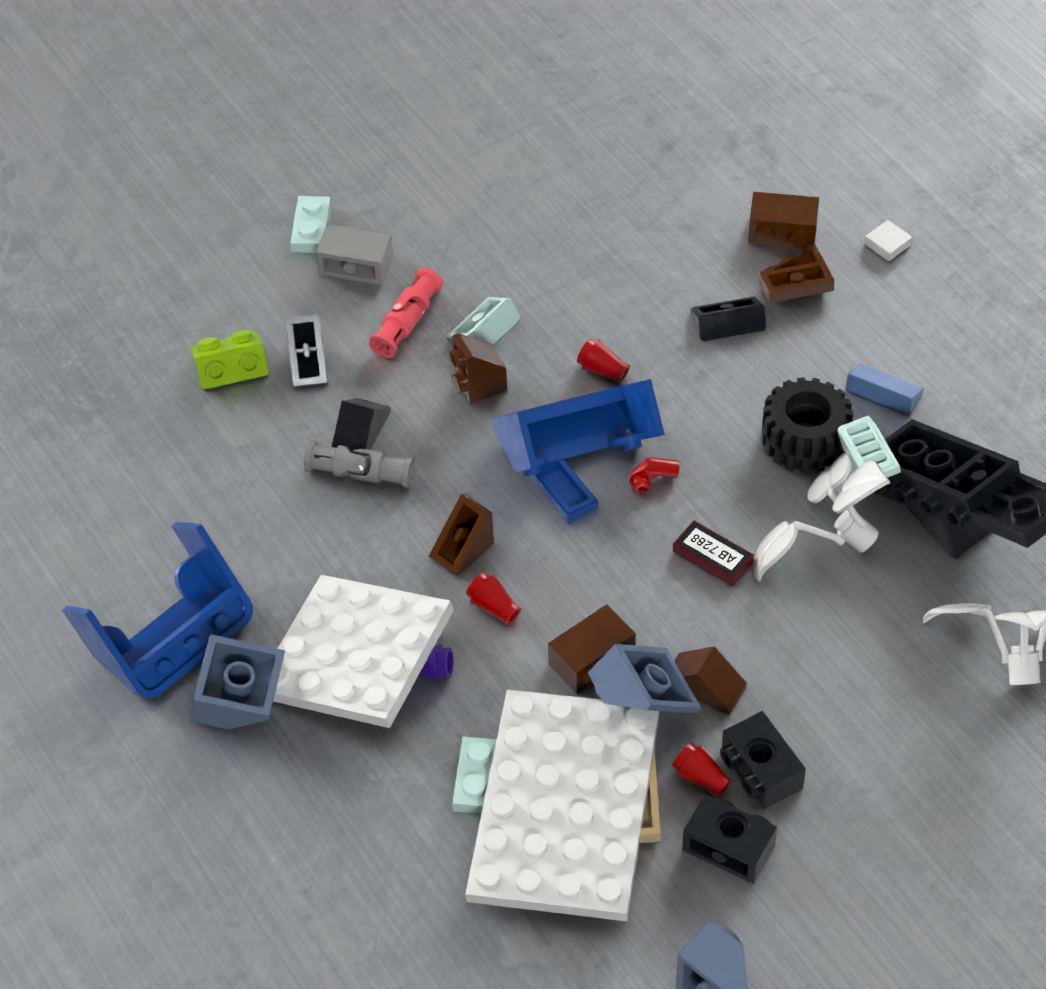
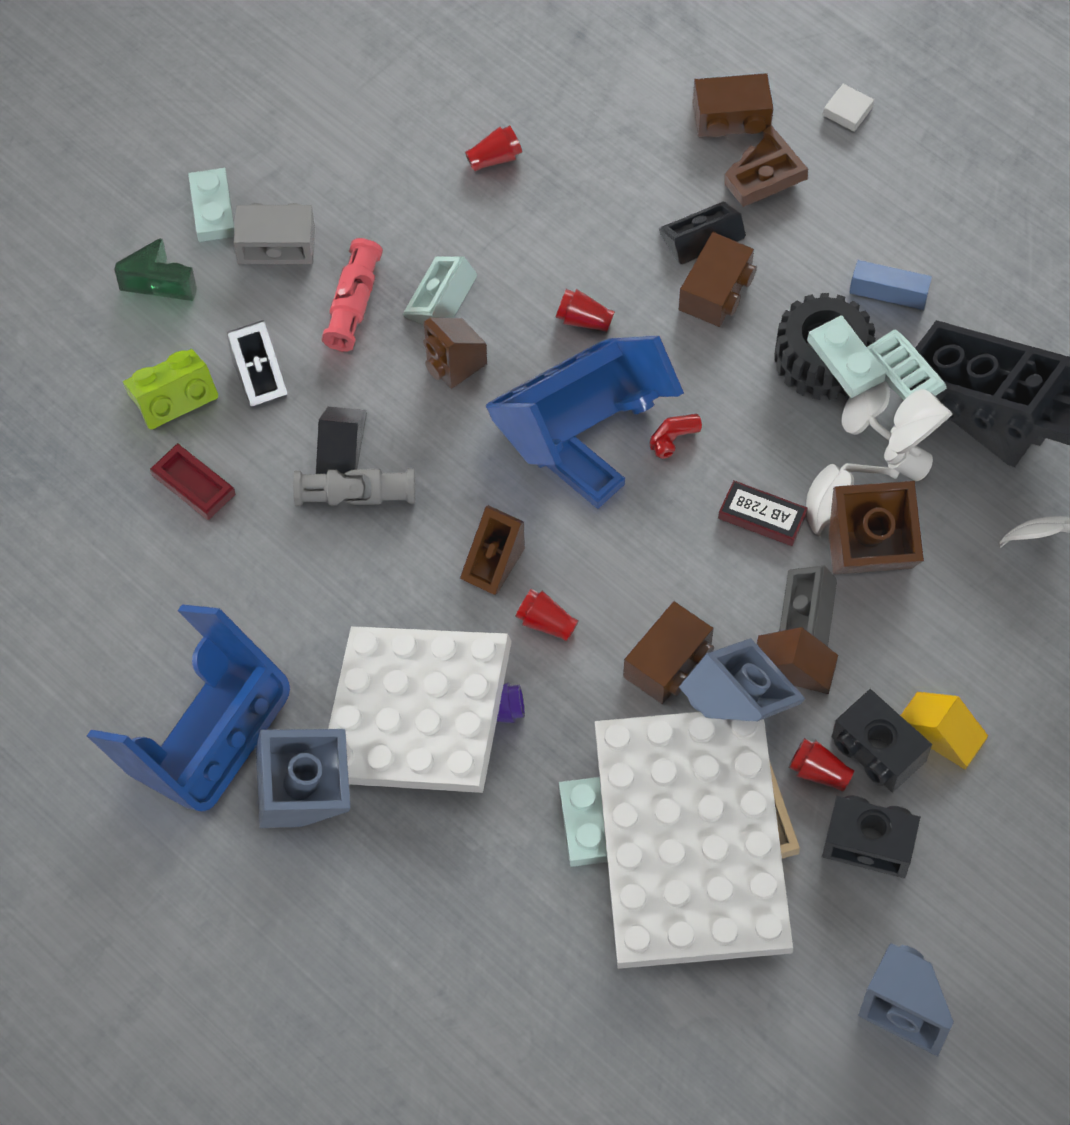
camera: 15 degrees left, 10 degrees up
(224, 436) = (192, 481): none -> dark red tile
(243, 267) = (149, 274): none -> clear green slope
(565, 220) = (494, 149): none -> red cone
(727, 355) = (716, 280): none -> reddish brown brick
(736, 633) = (809, 601): none -> dark grey slope
(806, 578) = (875, 528): none -> reddish brown slope
(818, 431) = (846, 356): none -> light aqua plate
(828, 762) = (946, 725): none -> yellow slope

